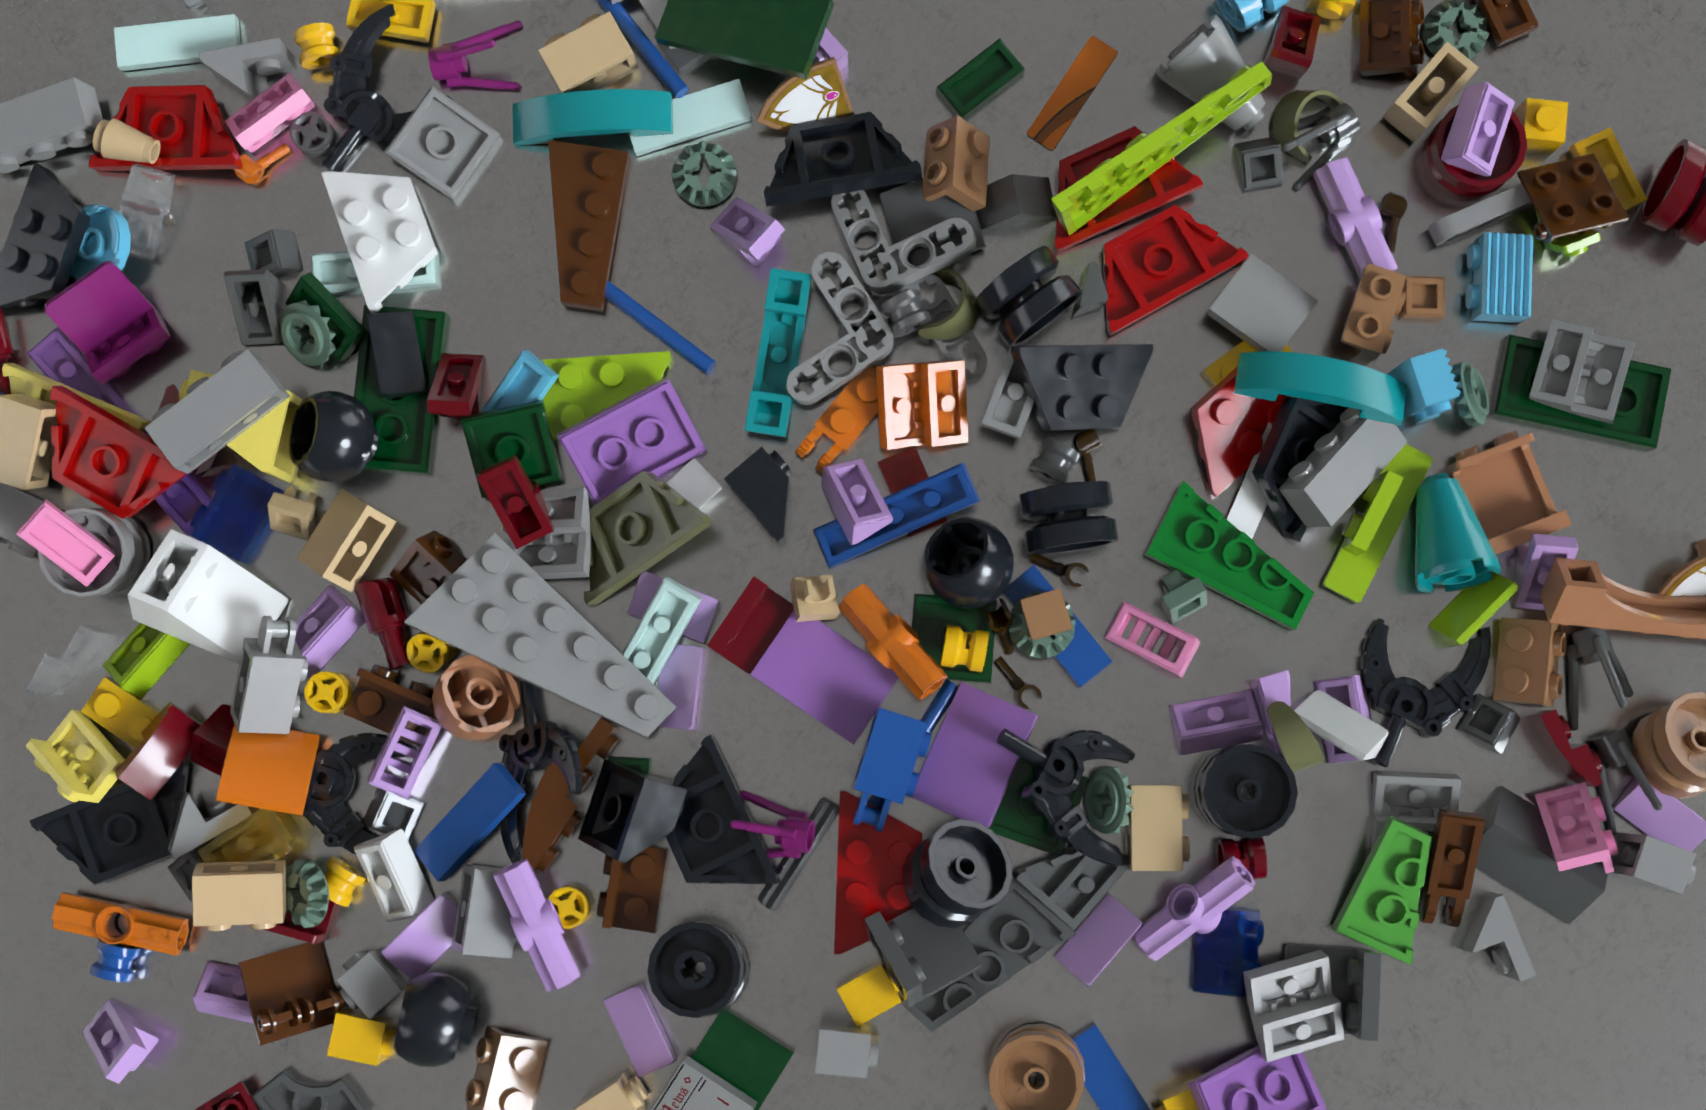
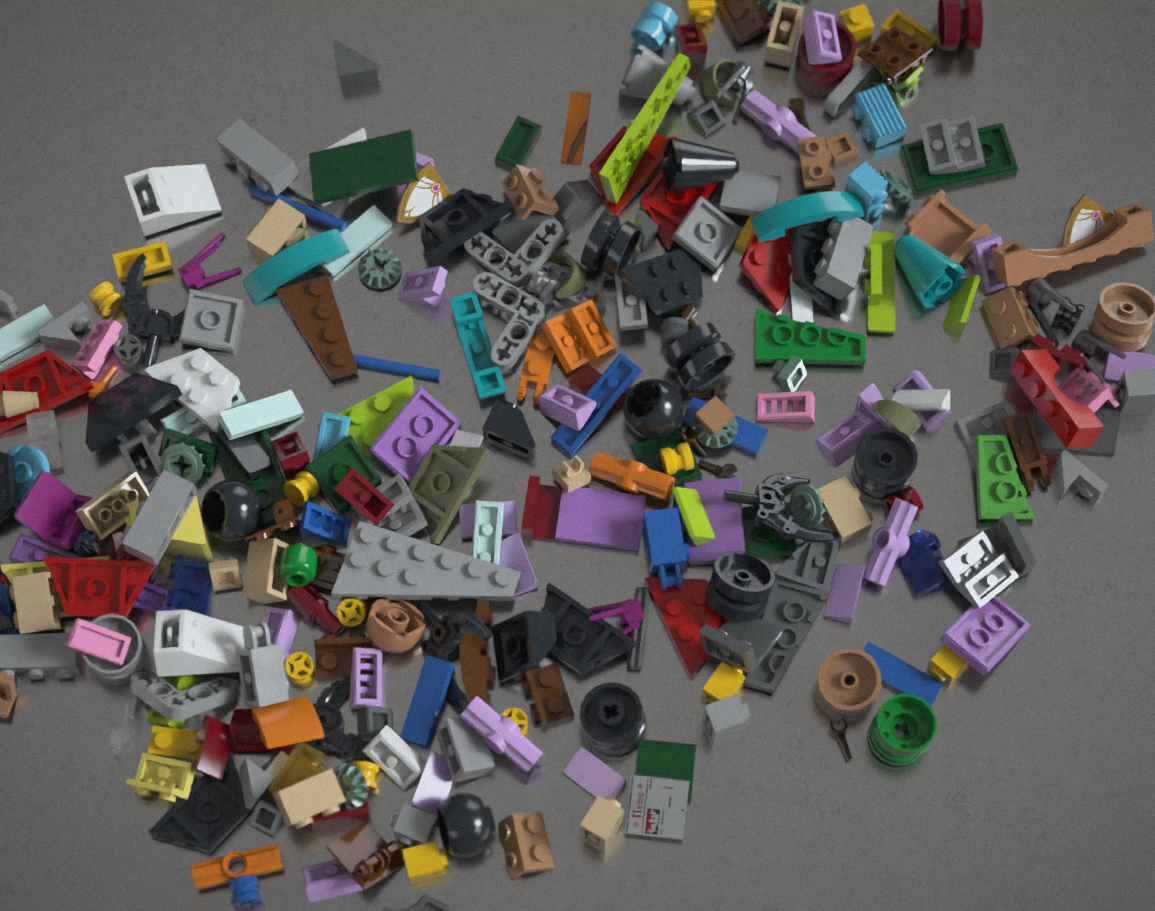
camera: 30 degrees left, 15 degrees down
(127, 388) = (84, 546): none -> dark blue arm
(140, 665) = (182, 704): none -> light grey beam
(169, 354) = (109, 507): none -> tan piece
(267, 216) = (125, 407): none -> black wing
(384, 555) = (298, 564): none -> green head
(390, 482) = (285, 518): none -> reddish brown hinge
(439, 313) = (260, 414): none -> light aqua tile
(445, 444) = (301, 488): none -> yellow wheel
(452, 510) = (323, 525): none -> blue slope
(947, 738) = (693, 515): none -> lime slope
(1171, 338) = (706, 233): none -> light grey tile
(1204, 236) = (696, 165): none -> black cone
(1410, 701) = (955, 372): black bar -> none
(1530, 870) = (1070, 421): none -> red arch
(1604, 695) = (1066, 316): none -> black wheel

